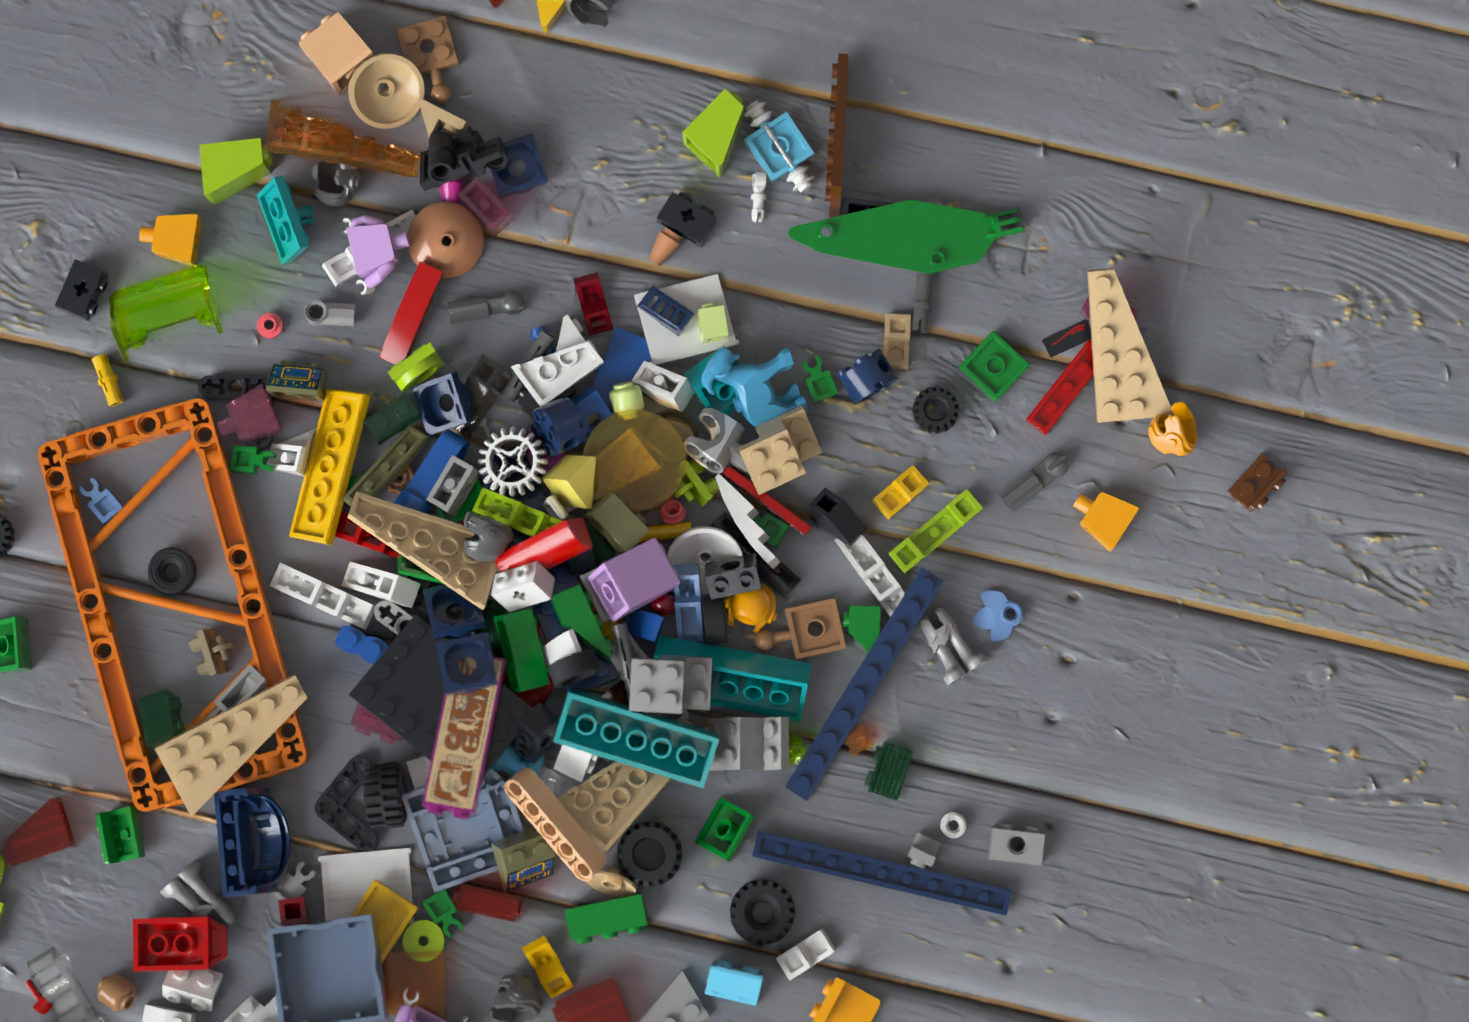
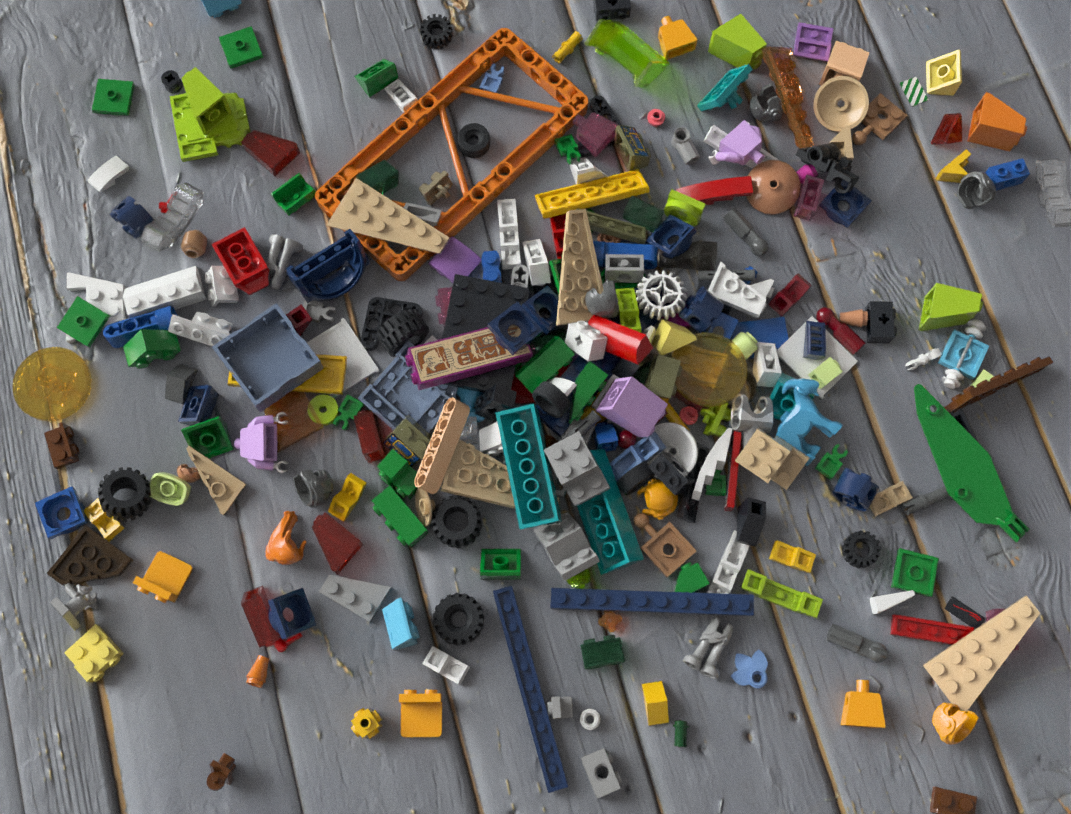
camera: 55 degrees right, 10 degrees down
(72, 625) = (406, 93): none -> white slope
(278, 67) = (813, 42): none -> medium lavender slope
(323, 681) = (455, 259): none -> medium lavender slope
(557, 890) = (396, 471): none -> green brick
(672, 271) = (841, 332): none -> dark red piece
(819, 144) = (983, 375): none -> yellowish green piece
(975, 742) = (655, 703): none -> yellow slope
(1008, 420) = (884, 602): none -> white slope
(1023, 733) = (680, 733): none -> dark green pin

